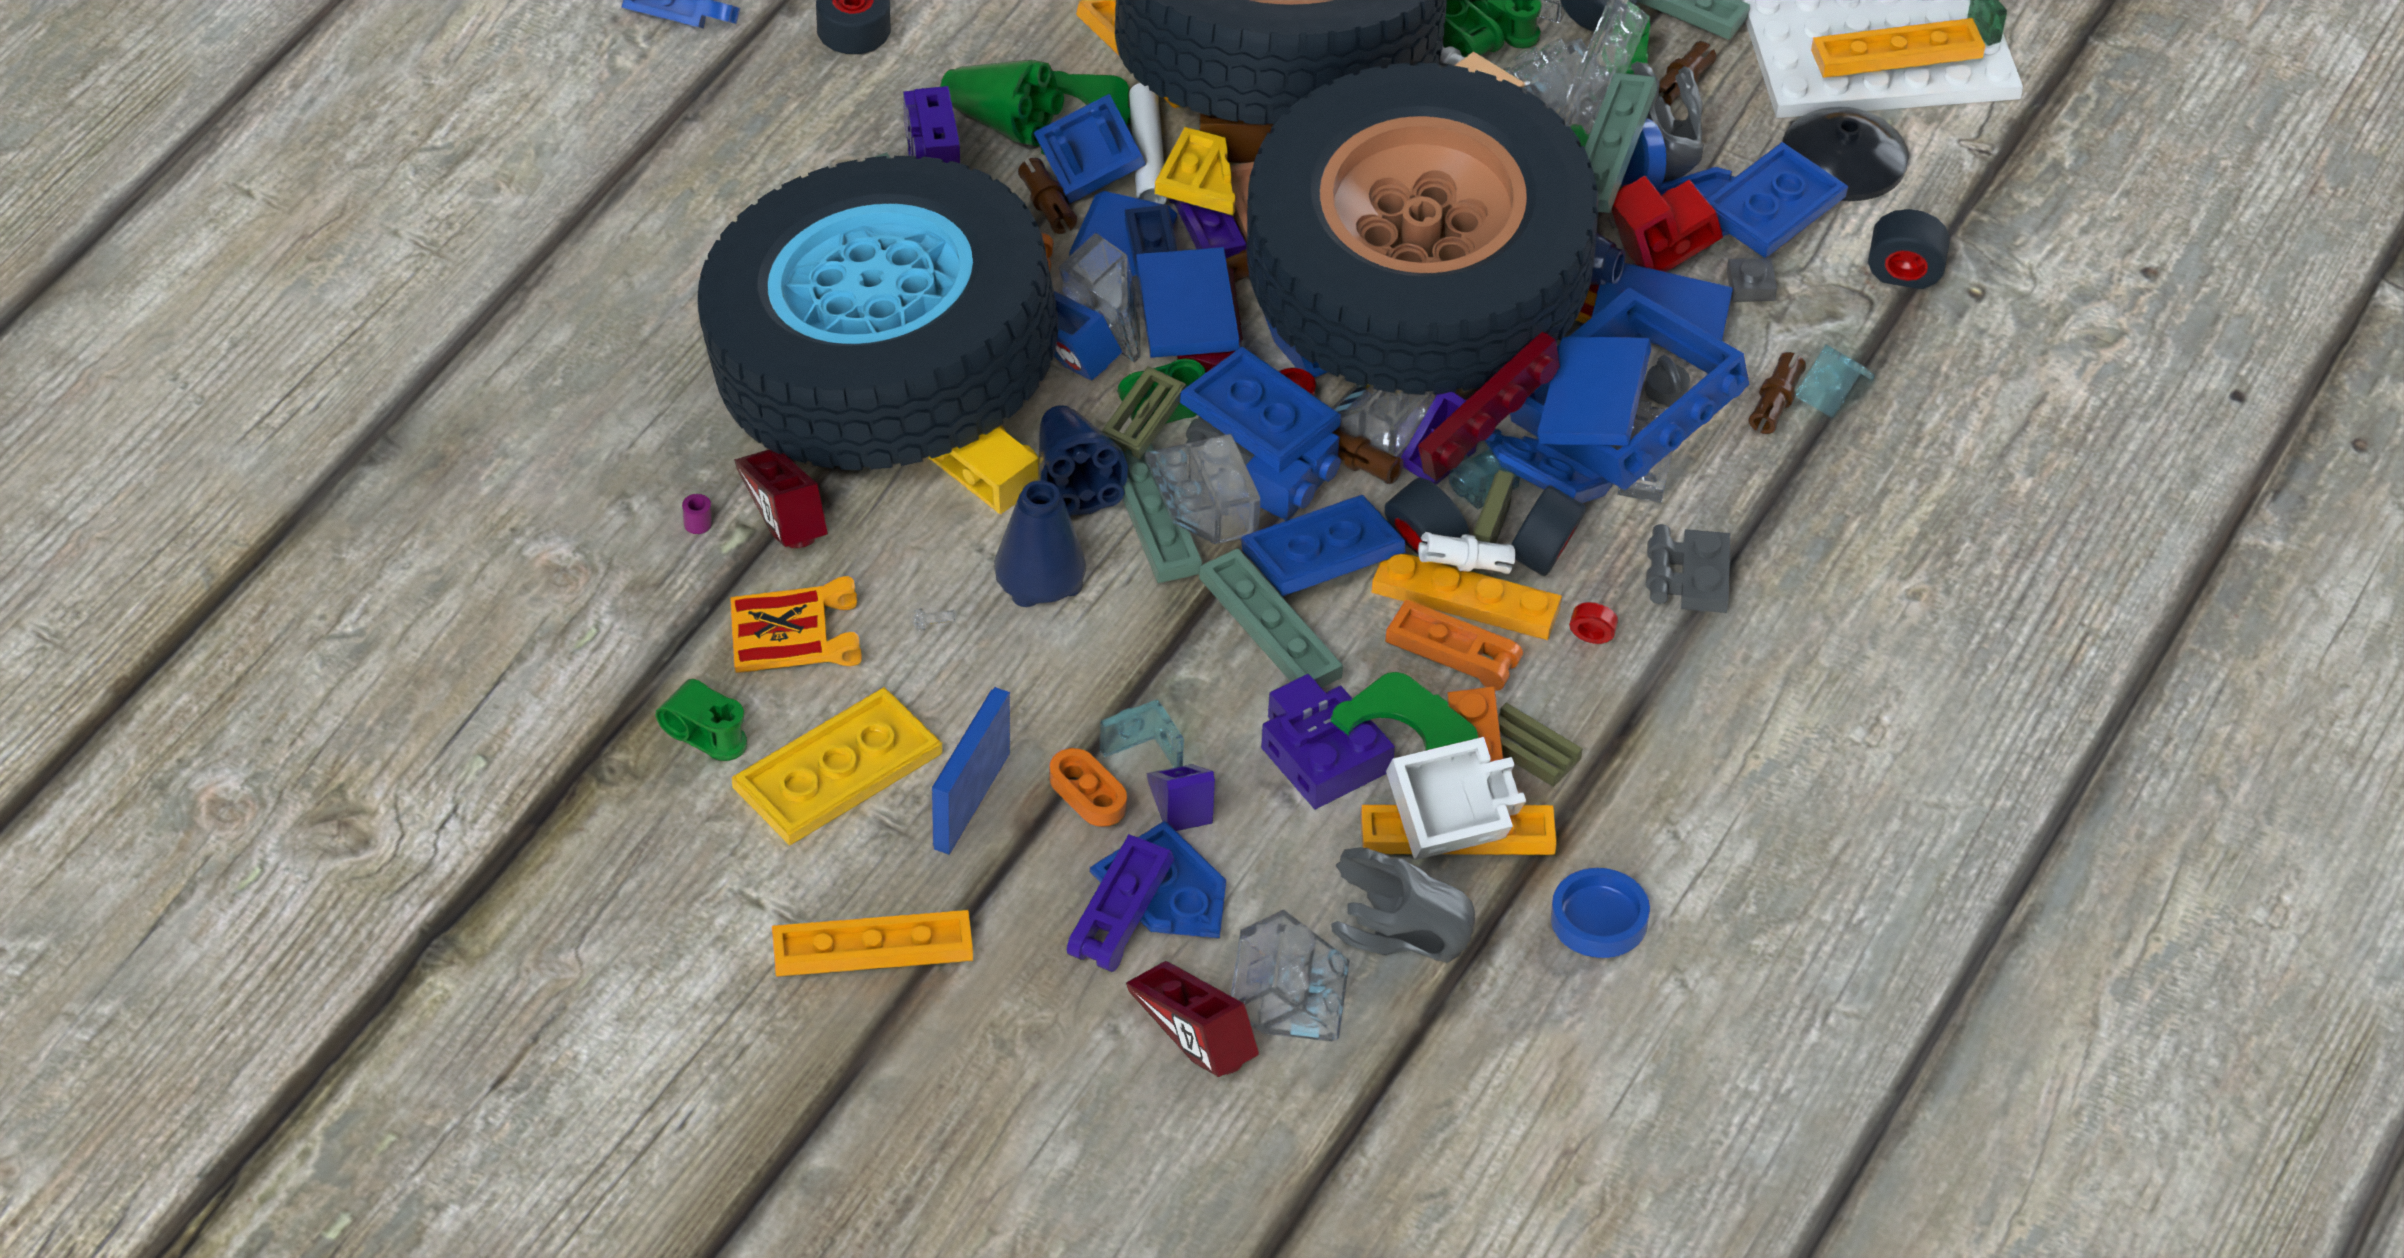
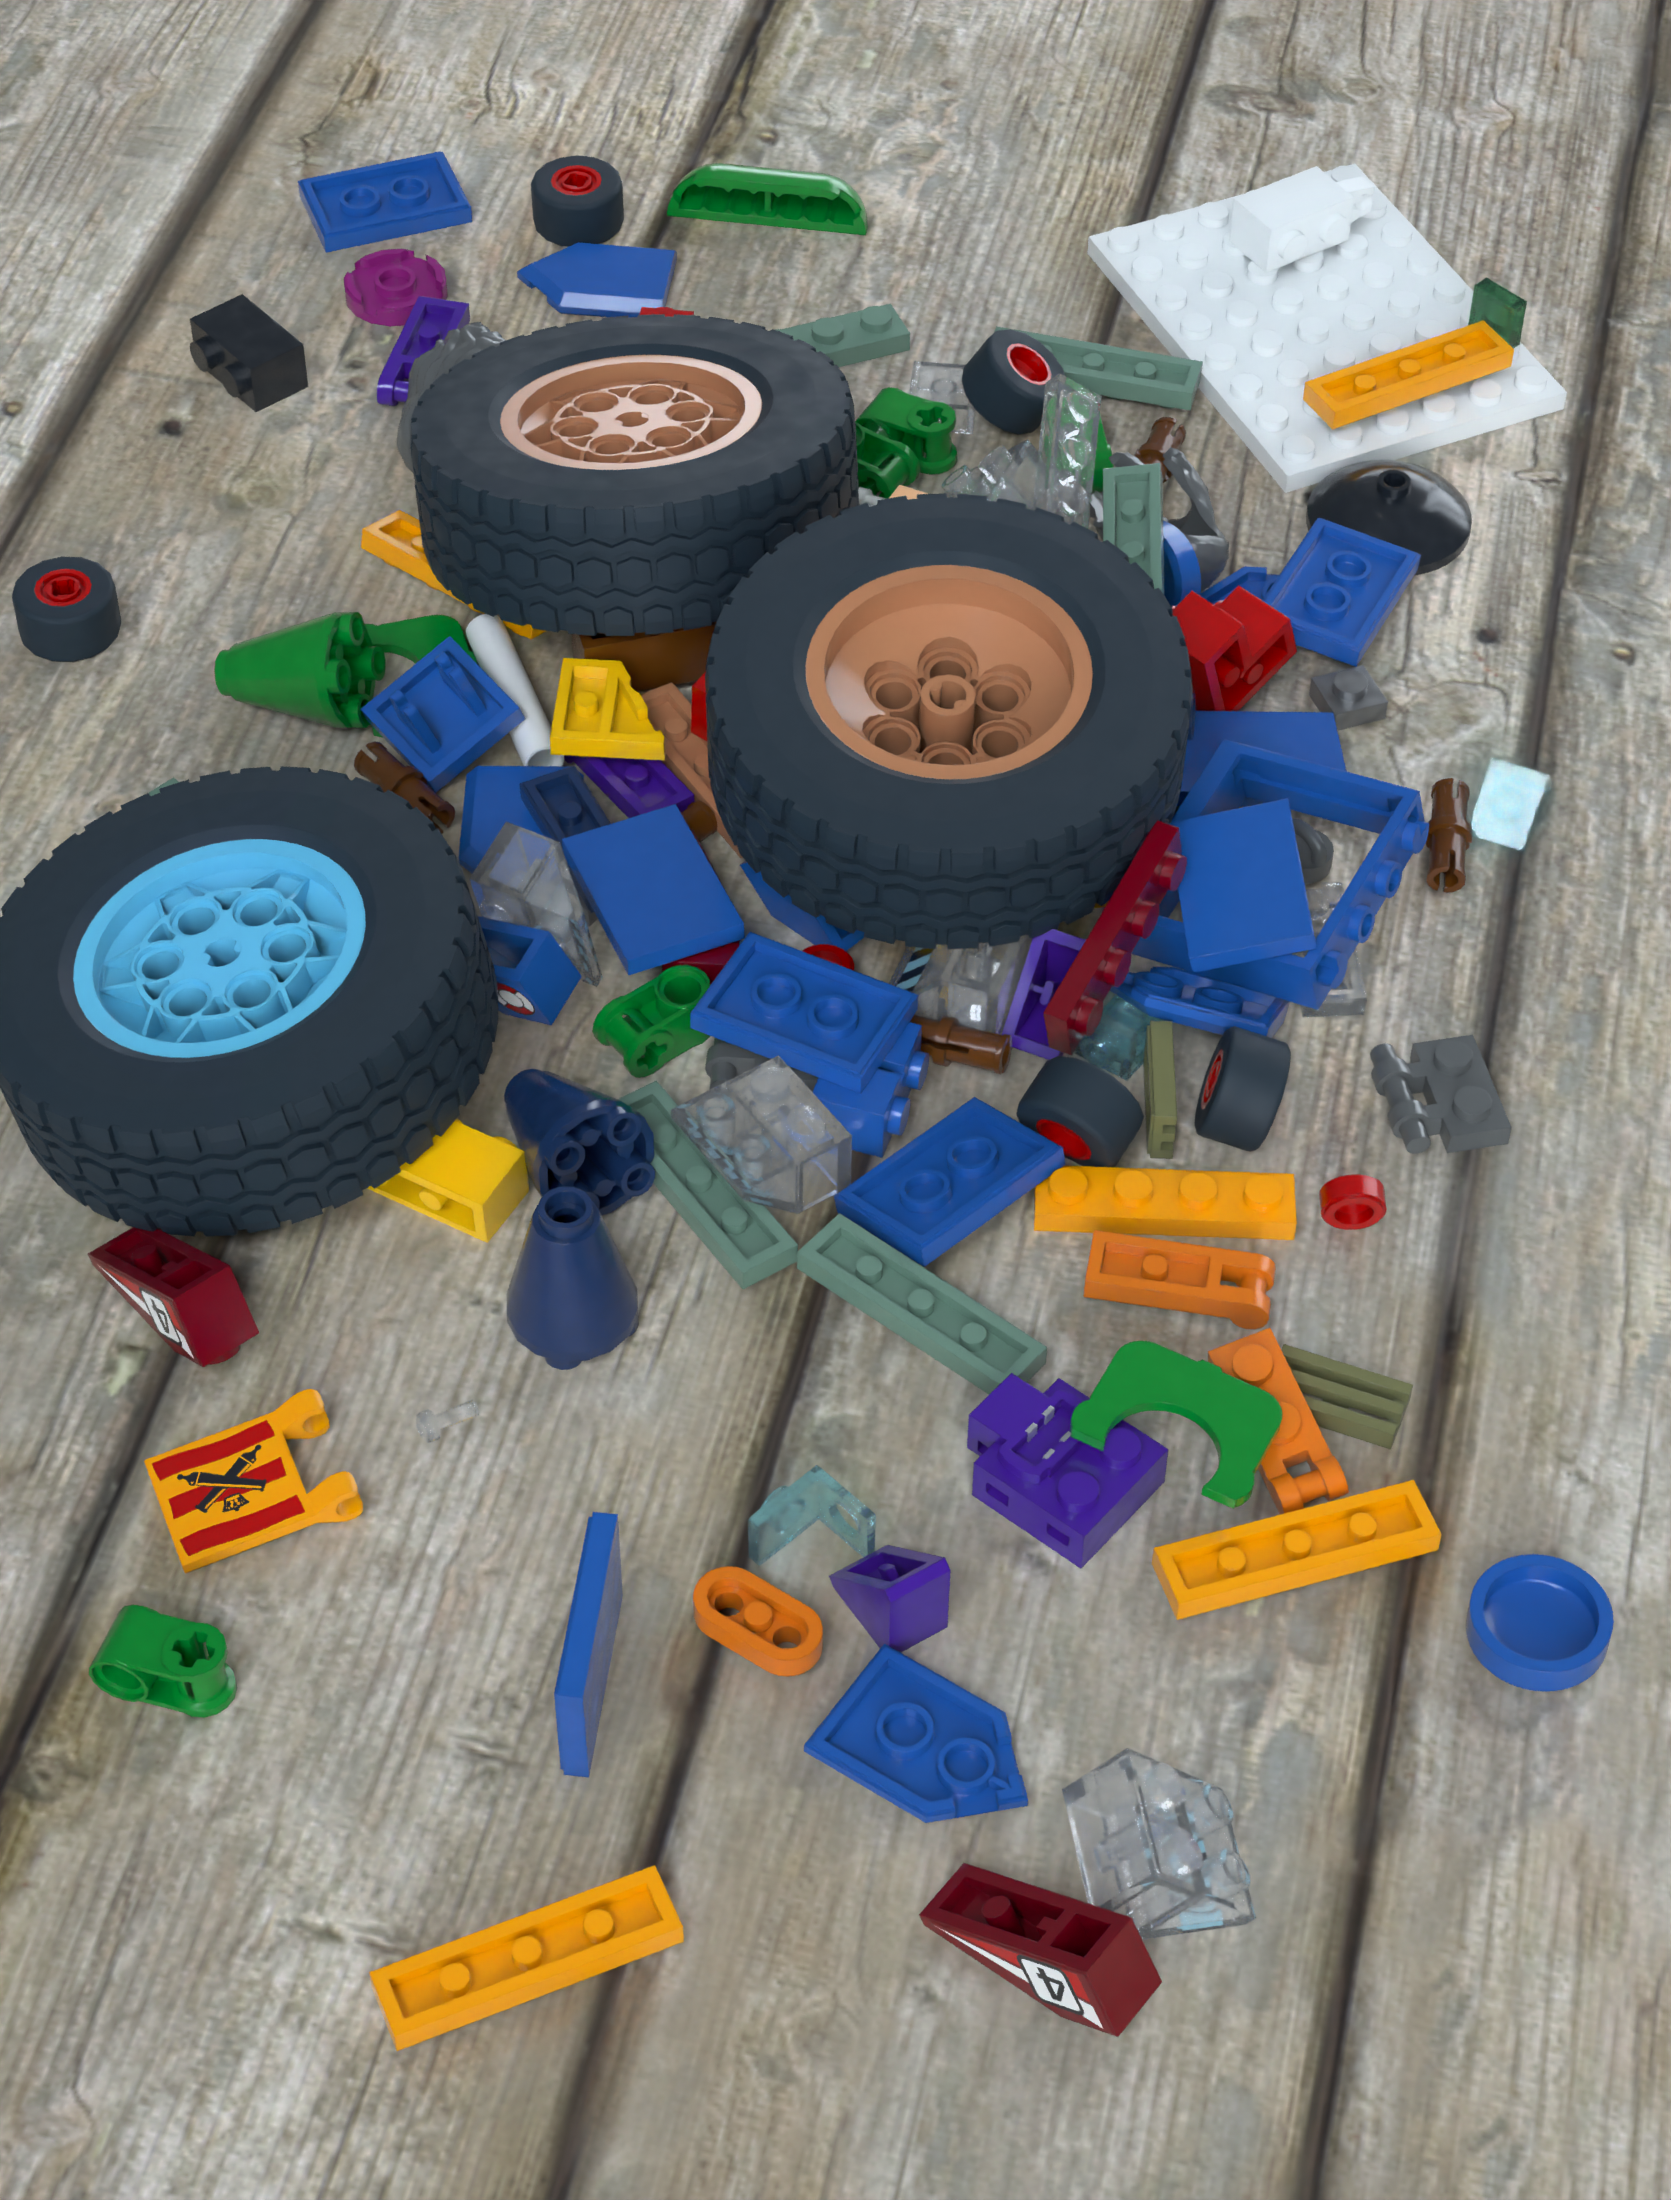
camera: 15 degrees left, 0 degrees up
(697, 513) = (59, 1347): magenta piece -> none
(836, 765) = (379, 1683): yellow tile -> none
(926, 116) = (213, 724): dark purple piece -> none
(1120, 902) = (874, 1792): dark purple plate -> none
(1156, 422) = (634, 1096): olive tile -> none
(1408, 909) = (1284, 1694): dark grey hair -> none
(1454, 797) = (1289, 1509): white piece -> none
(1466, 553) = (1154, 1146): white pin -> none
(1909, 249) = (1532, 615): black wheel -> none

